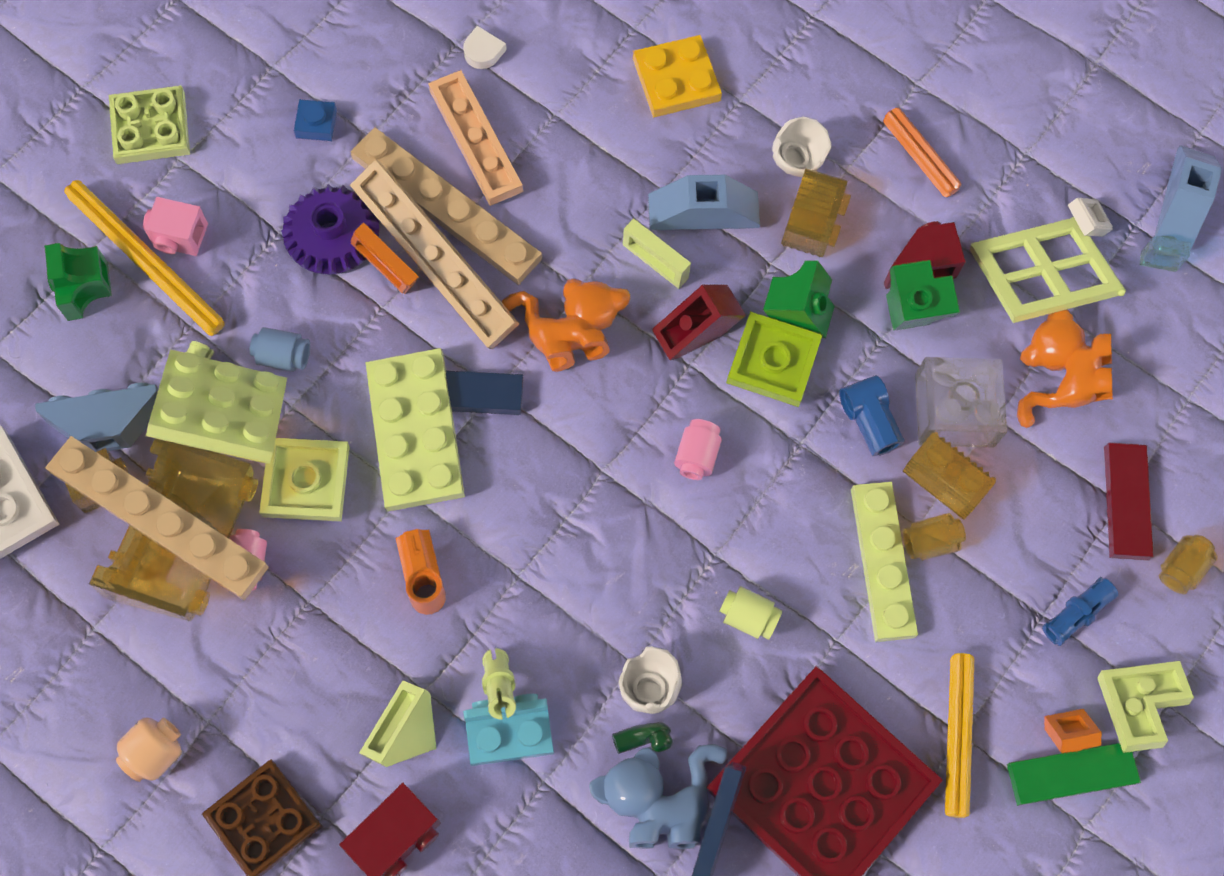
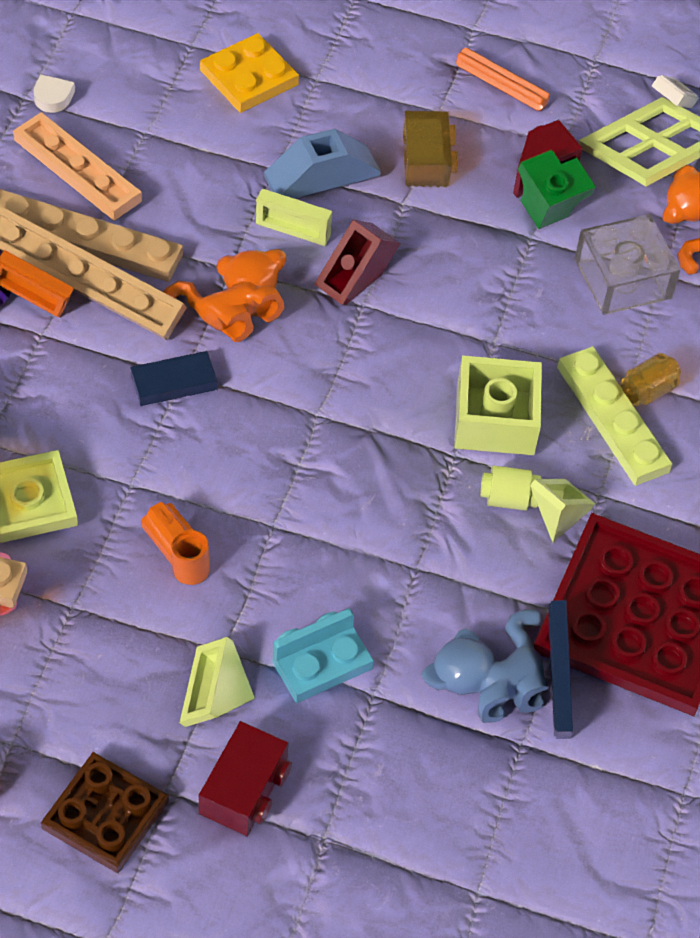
camera: 20 degrees left, 15 degrees down
(414, 430) = (119, 426): yellowish green plate -> none
(498, 683) = (298, 609): yellowish green pin -> none
(651, 681) = (443, 568): white hair -> none
(655, 733) = (465, 615): dark green arm -> none
(698, 449) = (403, 366): bright pink brick -> none
(770, 523) = (498, 405): none -> yellowish green brick
(774, 359) = (441, 276): lime plate -> none
(792, 643) = (560, 504): none -> yellowish green slope
(801, 145) = (390, 95): white hair -> none
(802, 298) = (446, 219): green brick -> none
(869, 406) = (545, 289): blue piece -> none
(949, 475) = (642, 323): clear yellow brick -> none

